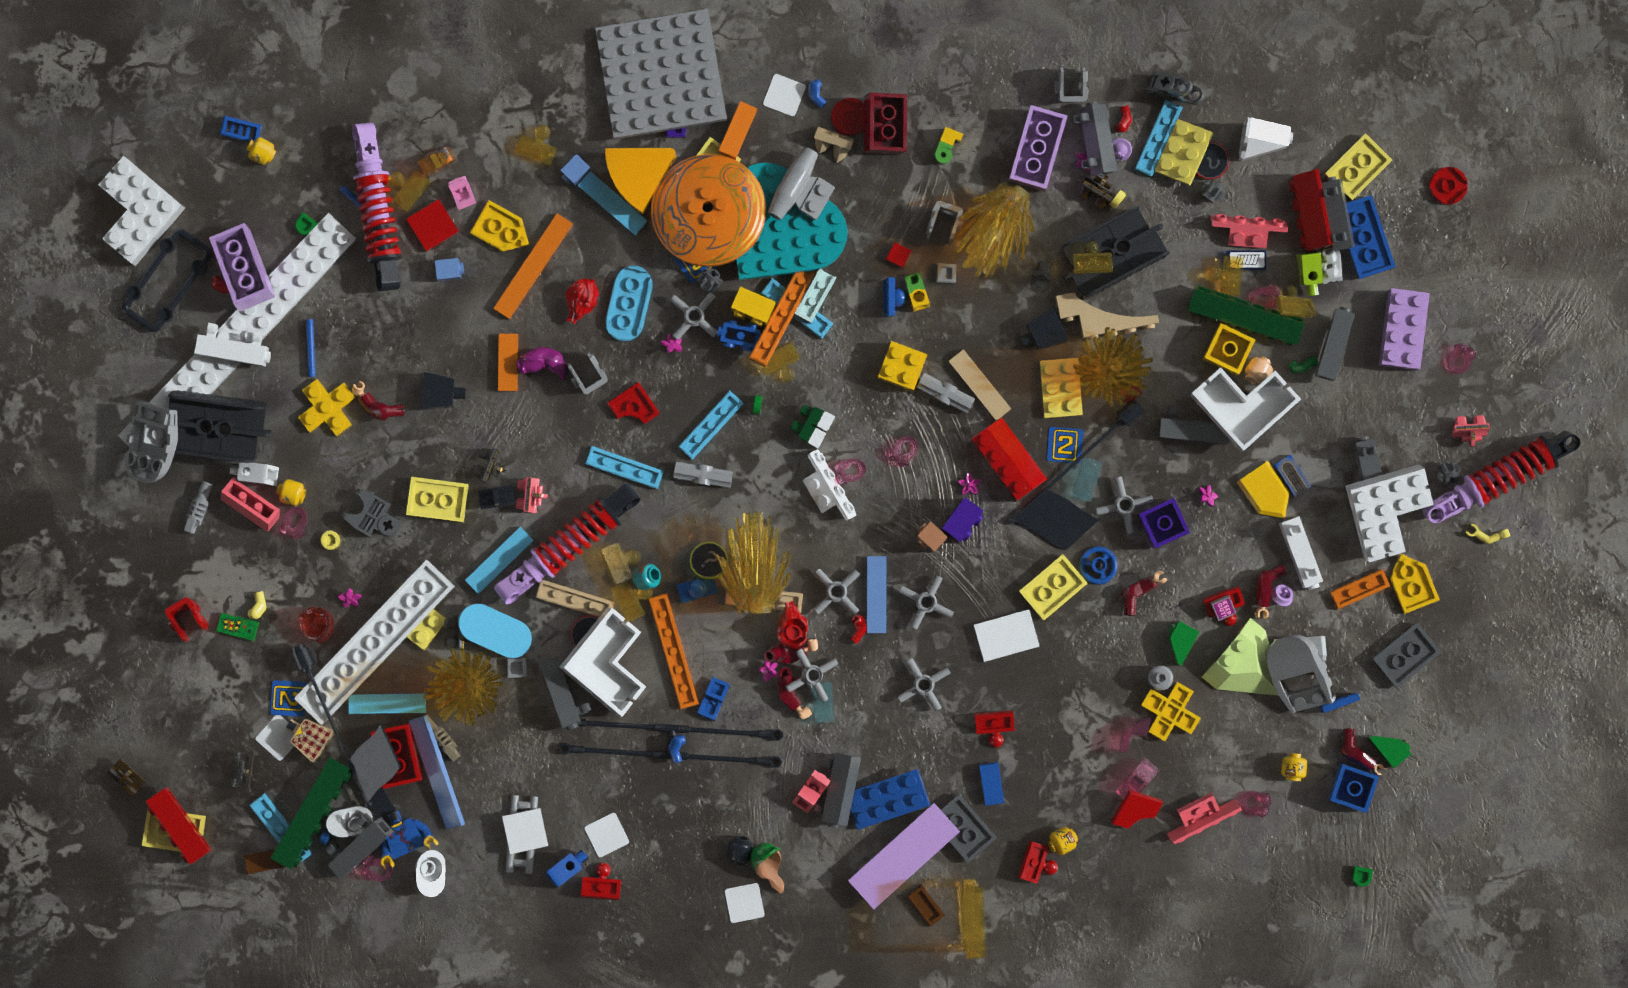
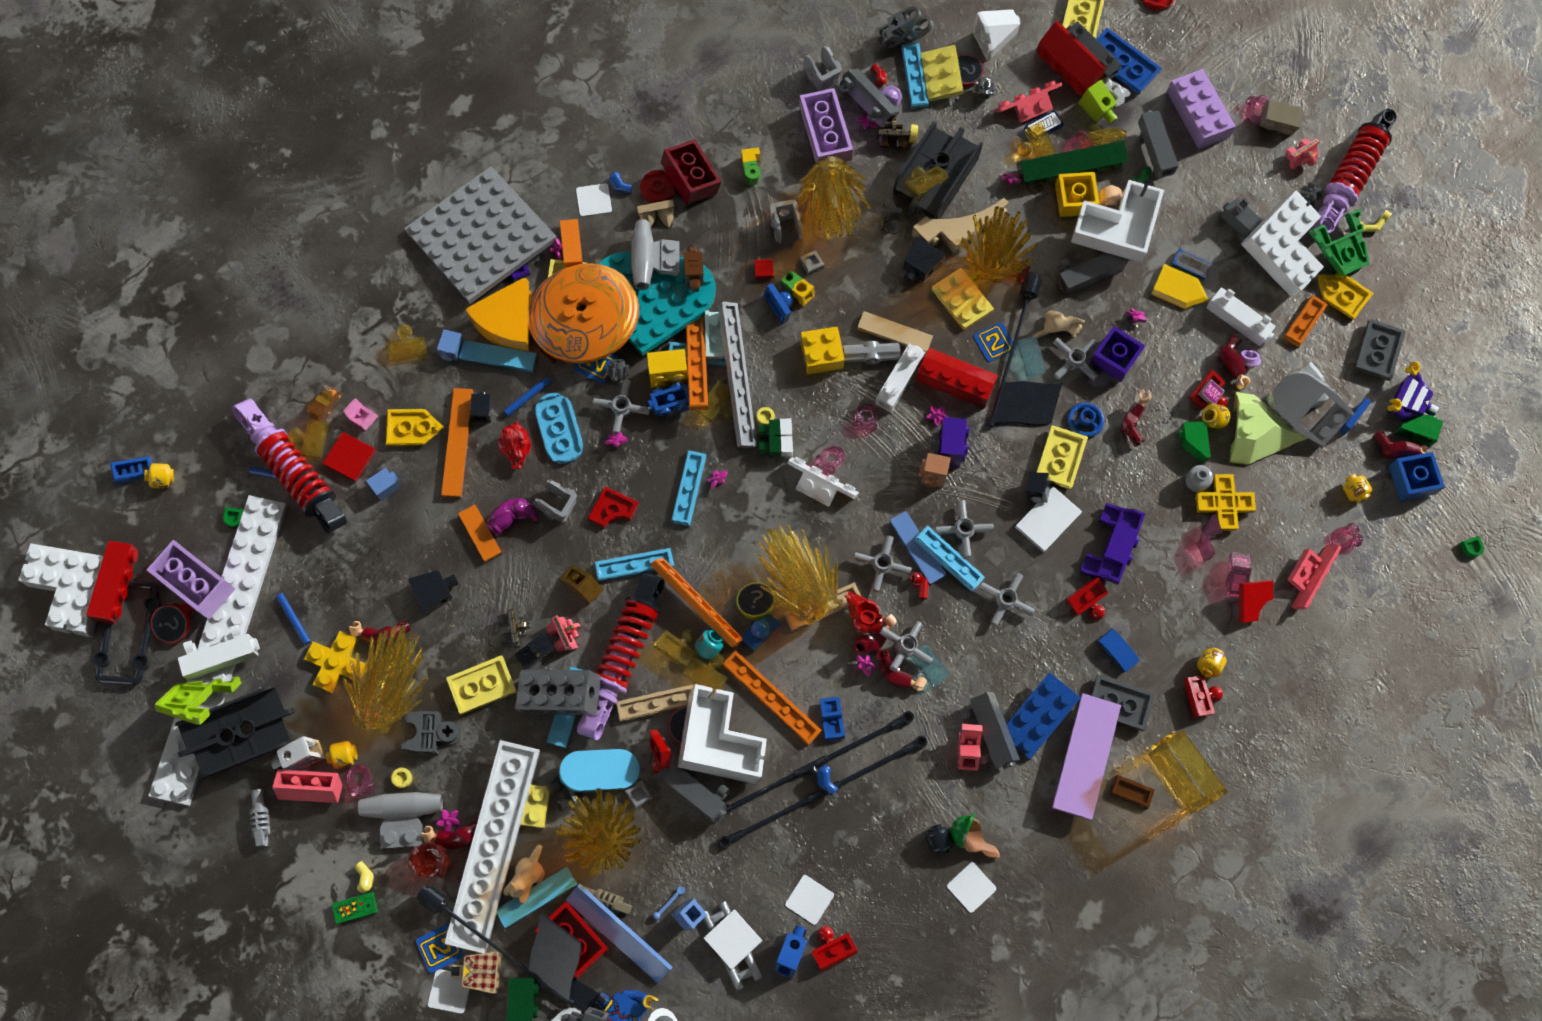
camera: 30 degrees left, 15 degrees down
(144, 460) = (190, 797): light grey slope -> none
(175, 231) = (112, 582): none -> red brick
(180, 607) = (293, 914): red piece -> none
(189, 373) = (185, 697): none -> lime wing
(206, 294) = (170, 623): none -> black tile
(313, 573) = (400, 816): none -> light grey plate
(346, 618) = (451, 840): none -> dark red arm
(356, 456) = (385, 682): none -> clear yellow plant
(389, 681) = (527, 873): none -> tan animal
(475, 775) = (680, 890): none -> medium blue hinge
(495, 547) = (558, 692): none -> dark grey brick
(501, 791) = (689, 914): none -> medium blue brick
(553, 649) = (660, 751): none -> red plate
(569, 459) = (582, 583): none -> pearl gold slope
(571, 245) = (481, 407): none -> black brick
(618, 256) = (528, 395): none -> blue bar
(656, 534) = (675, 580): none -> orange tile
(703, 474) = (707, 531): light grey piece -> none
(721, 128) = (556, 249): none -> dark pink plant
(740, 431) = (718, 478): none -> dark pink plant
(757, 405) = (719, 449): green tile -> none
(812, 346) = (737, 375): none -> light grey plate
(816, 397) = (764, 415): none -> light yellow tile
(830, 224) = (693, 268): none -> reddish brown piece
(897, 620) = (949, 558): none -> medium azure tile
(957, 431) = (900, 377): none -> white brick
(1013, 604) = (1038, 487): none -> black brick
(1049, 696) = (1118, 550): none -> dark purple bracket
(1130, 462) = (1058, 322): none -> tan animal
(1180, 296) = (1011, 178): none -> dark pink plant
(1213, 631) = (1216, 416): none -> yellow head
(1402, 716) = (1412, 396): none -> torso
(1441, 549) = (1346, 252): none -> green wing
(1473, 382) = (1281, 117): none -> dark tan brick

